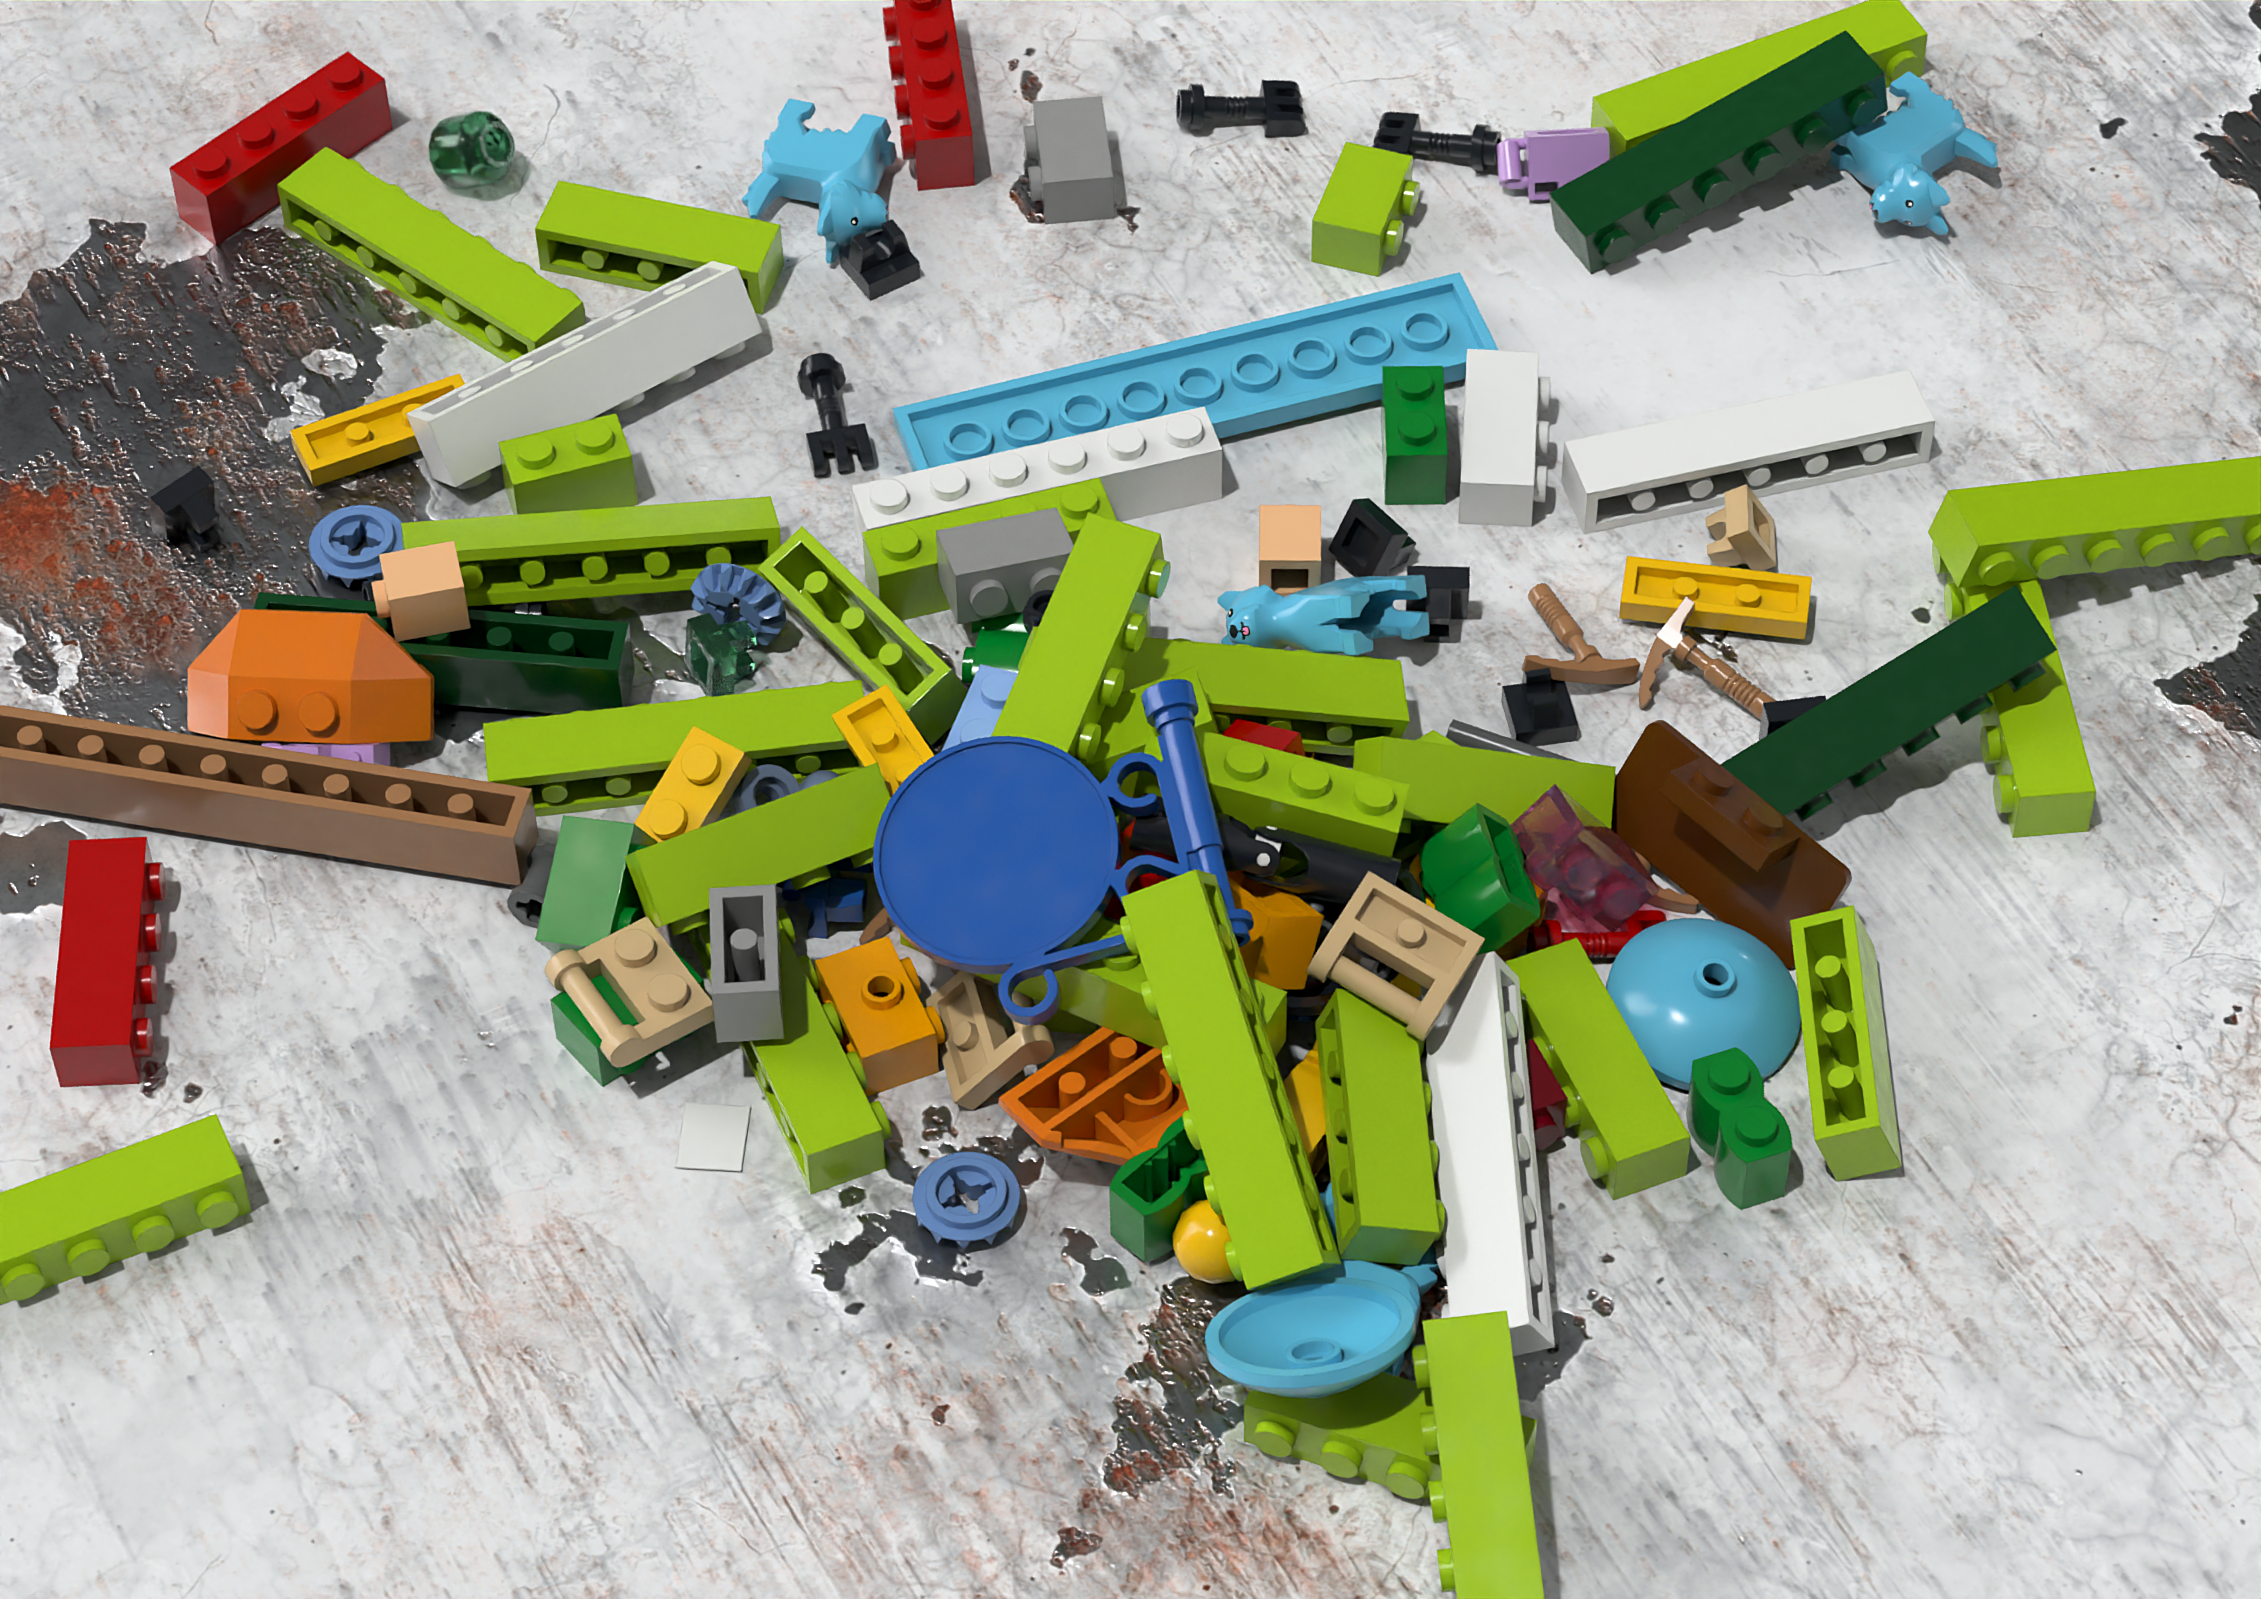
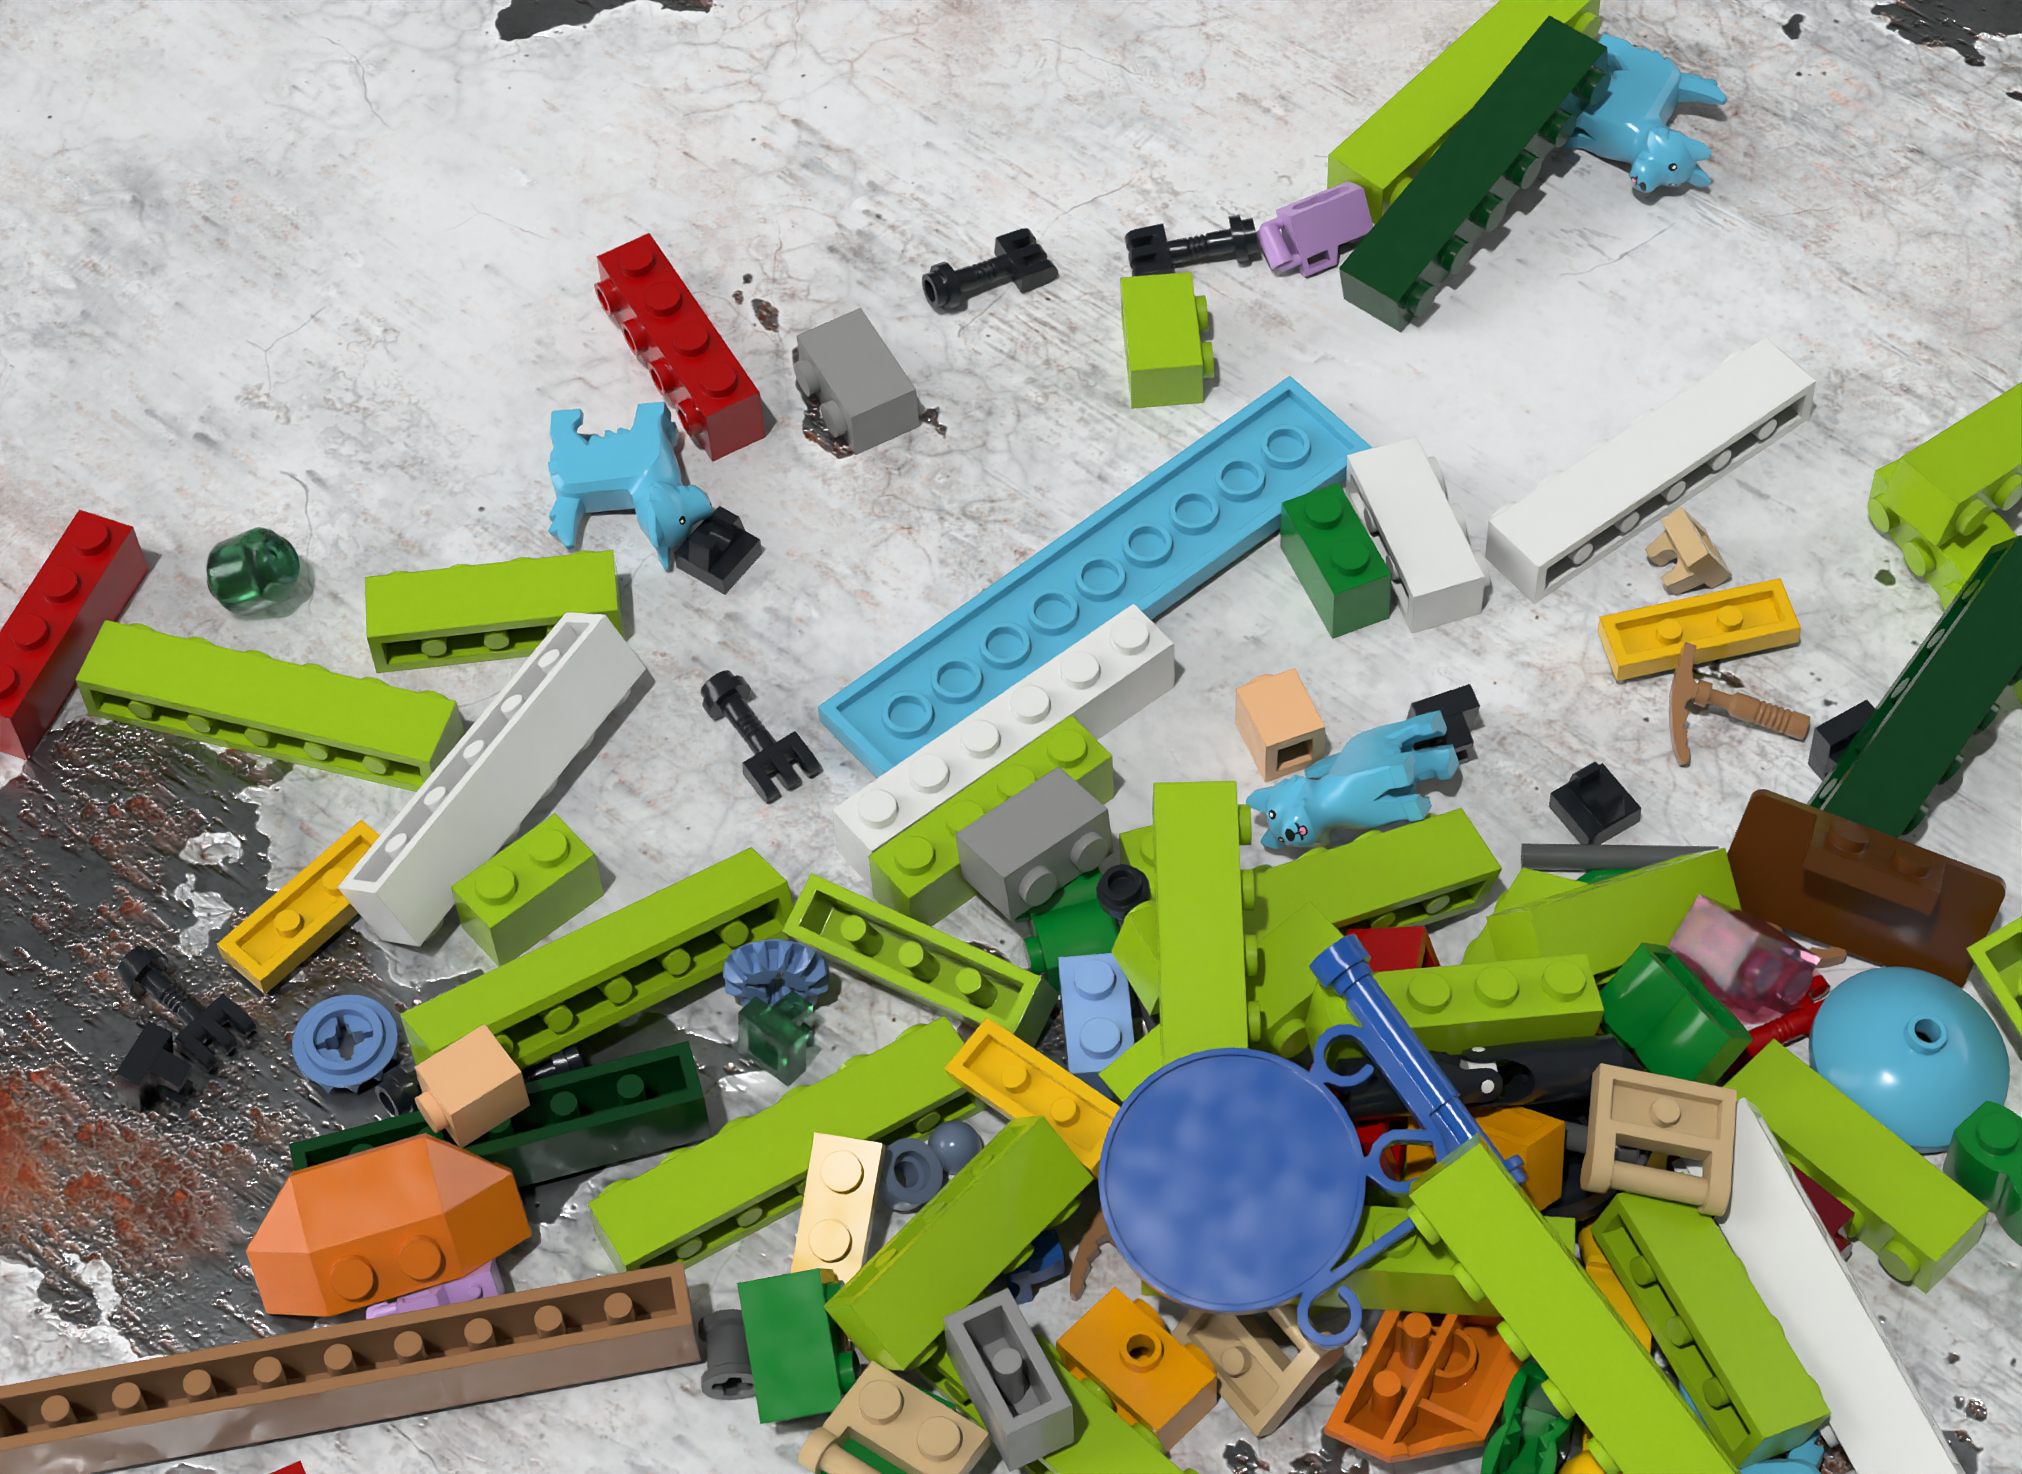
camera: 20 degrees left, 5 degrees up
(222, 436) = (144, 973): none -> black hinge
(1370, 540) = (1349, 686): black tile -> none
(1588, 663) = (1619, 742): medium nougat piece -> none

